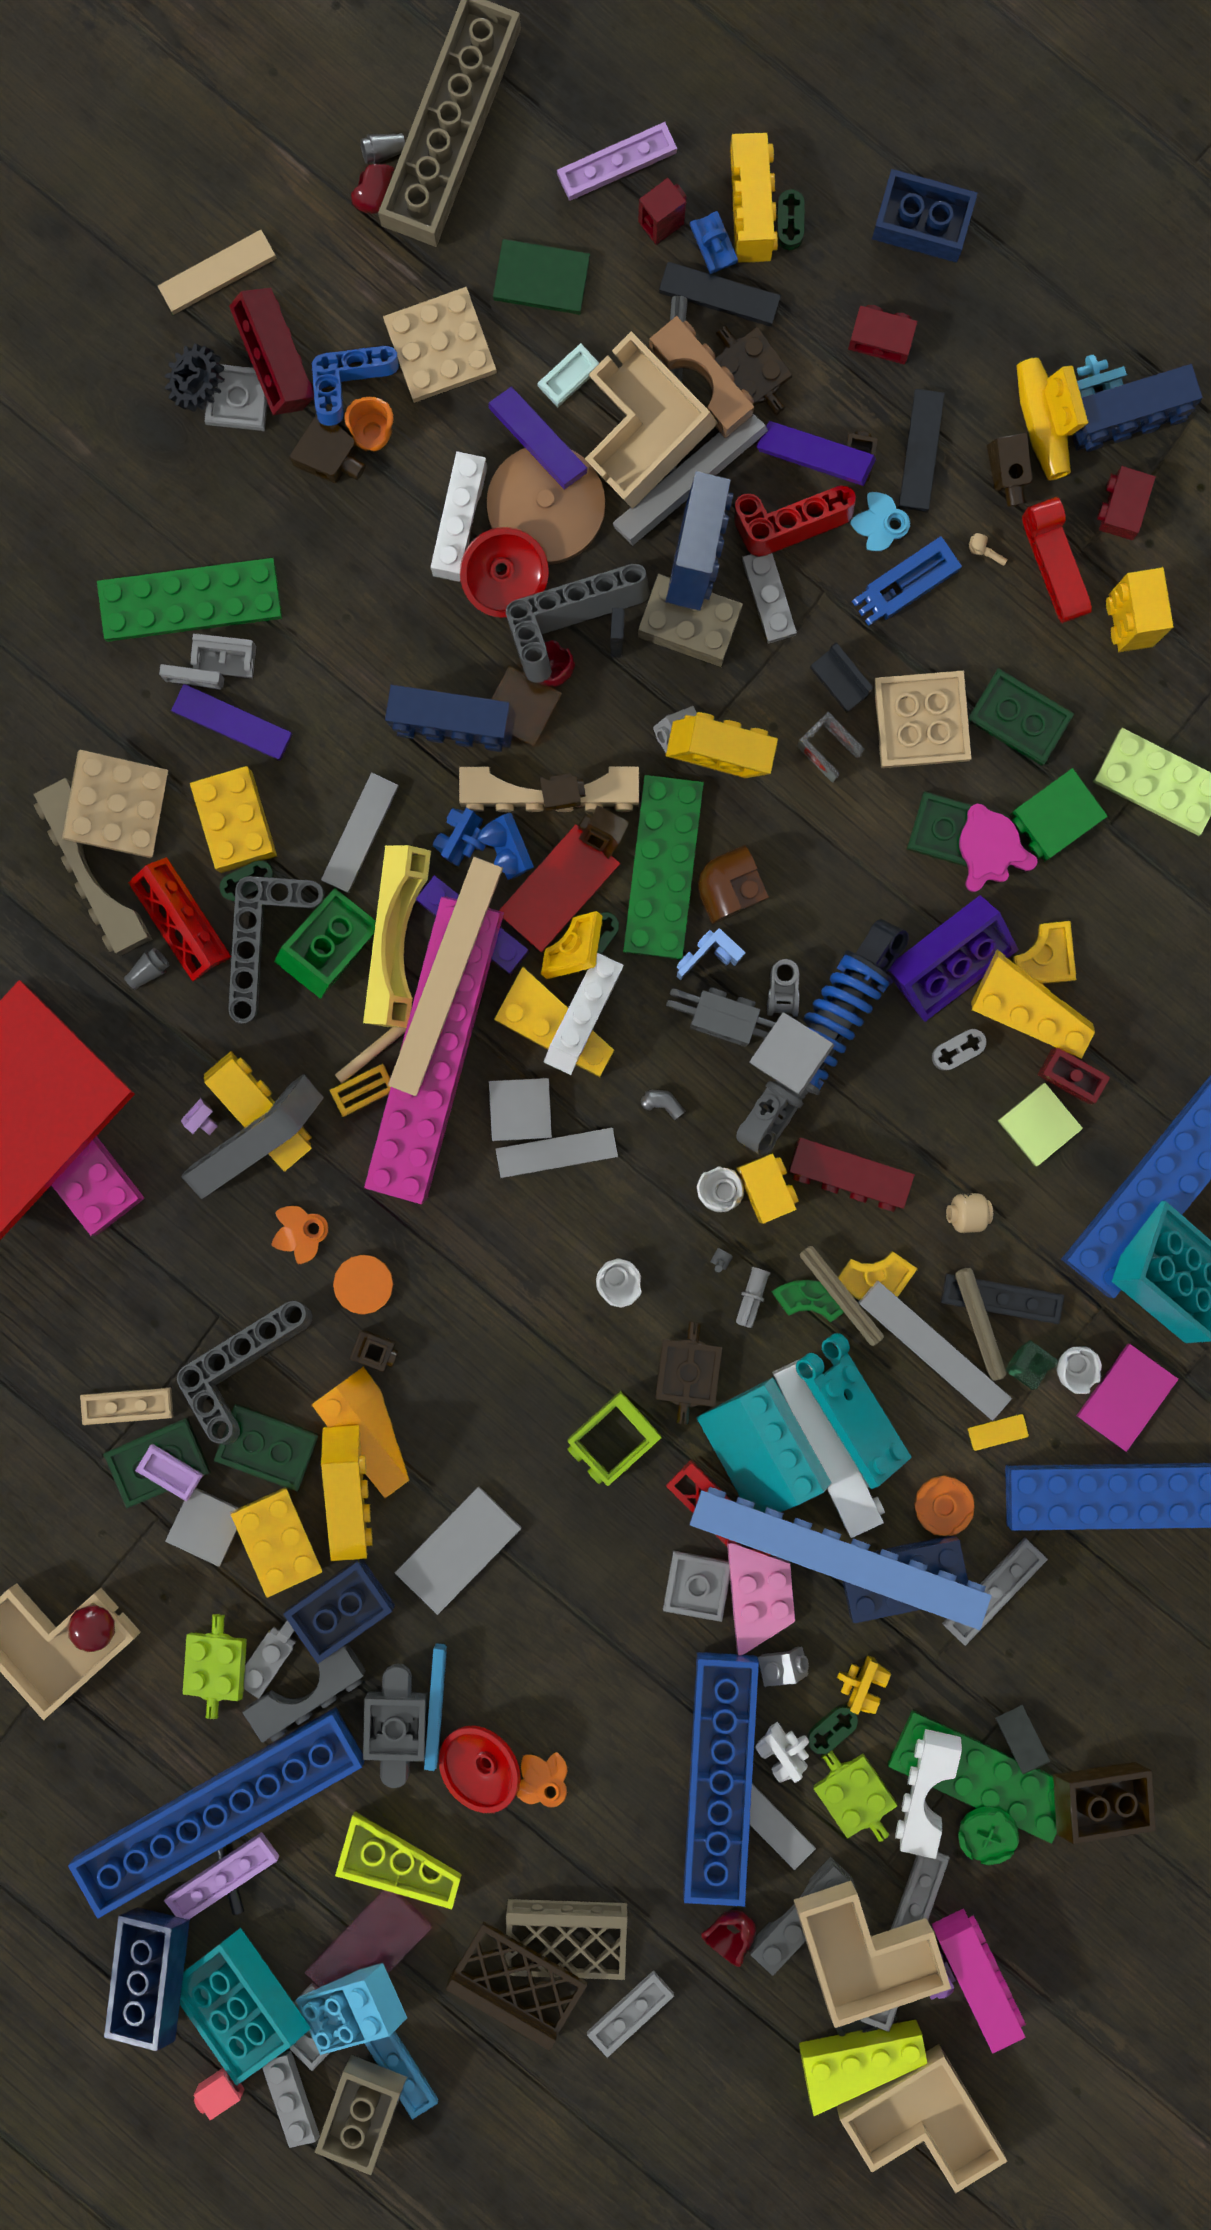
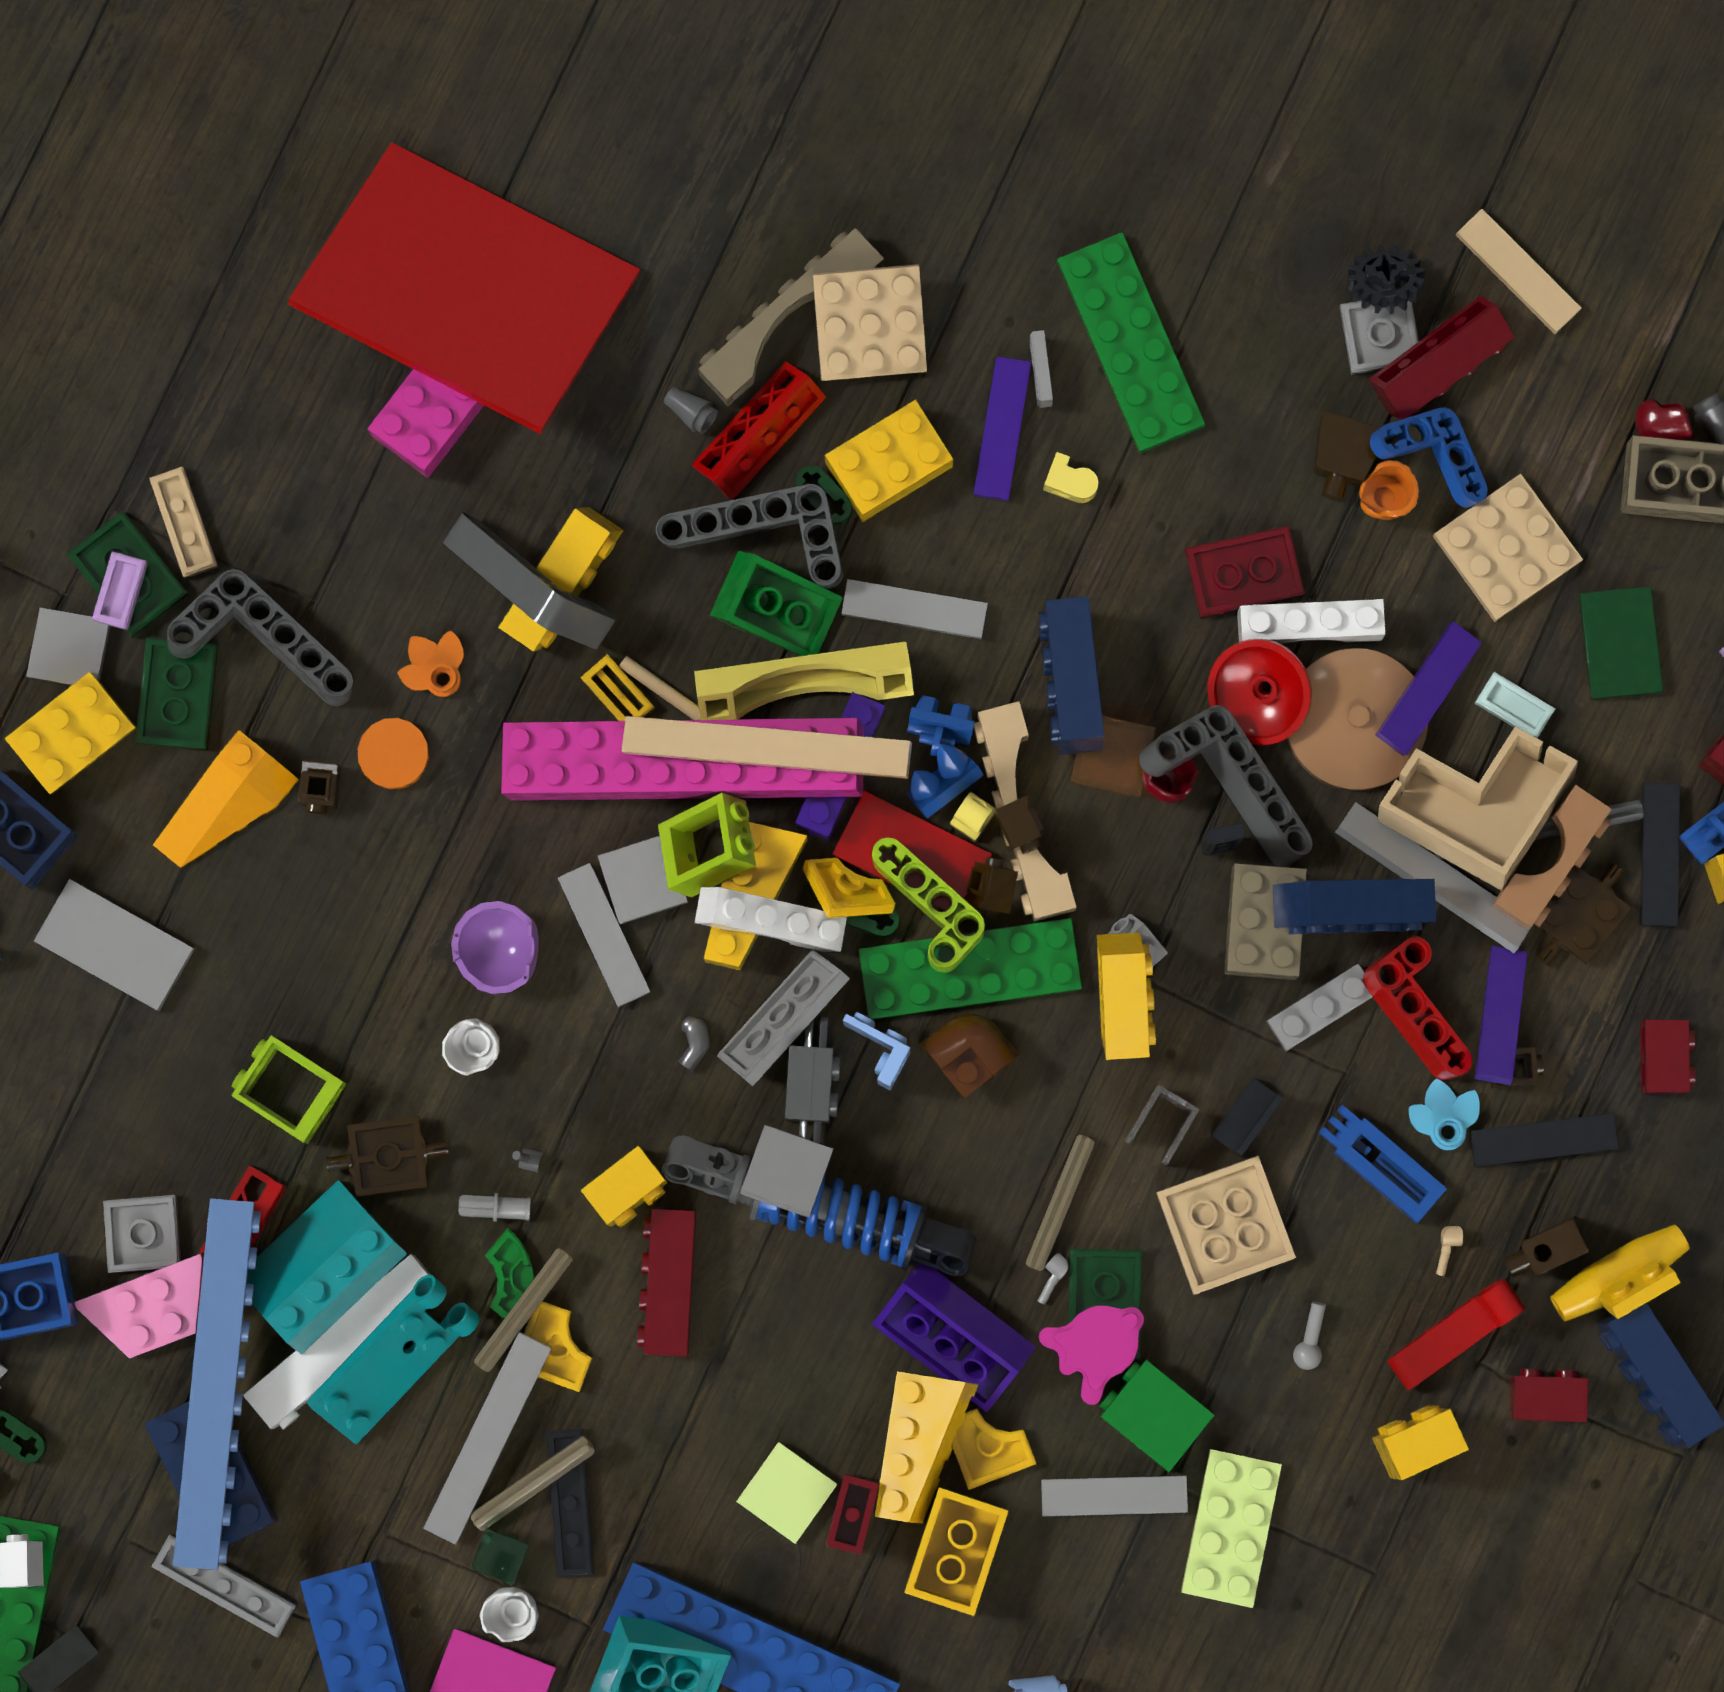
camera: 80 degrees right, 5 degrees down
(198, 1117) = (535, 514): lavender tile -> none
(223, 655) = (1075, 398): light grey hinge -> none
(291, 679) = (1070, 483): none -> light yellow leg
(345, 1493) = (146, 795): yellow wedge -> none
(402, 560) = (1244, 571): none -> dark red tile
(509, 1073) = (679, 850): none -> lime window
(541, 831) = (973, 816): none -> light yellow leg
(545, 1241) = (496, 947): none -> medium lavender cylinder
(599, 887) = (923, 897): none -> lime beam
(663, 1025) = (782, 1017): none -> light grey tile
(720, 1189) = (610, 1134): white hair -> none
(783, 990) = (862, 1147): light grey piece -> none
(783, 1667) = (73, 1359): light grey bracket -> none
(860, 1698) = (91, 1463): yellow hips -> none
(868, 846) = (1060, 1202): none -> dark tan axle
(920, 861) = (1058, 1267): none -> light grey hand
(944, 1506) = (309, 1499): orange tile -> none
(955, 1043) = (855, 1366): light grey beam -> none
(970, 1213) = (660, 1435): tan head -> none
(998, 1432) = (411, 1540): yellow sticker -> none
(1020, 717) = (1262, 1341): dark green tile -> none
(1040, 682) = (1307, 1353): none -> light grey bar
(1107, 379) = (1687, 1341): medium azure hips -> none
(1111, 866) = (1114, 1496): none -> light grey tile
(1124, 1001) = (956, 1551): none -> yellow brick

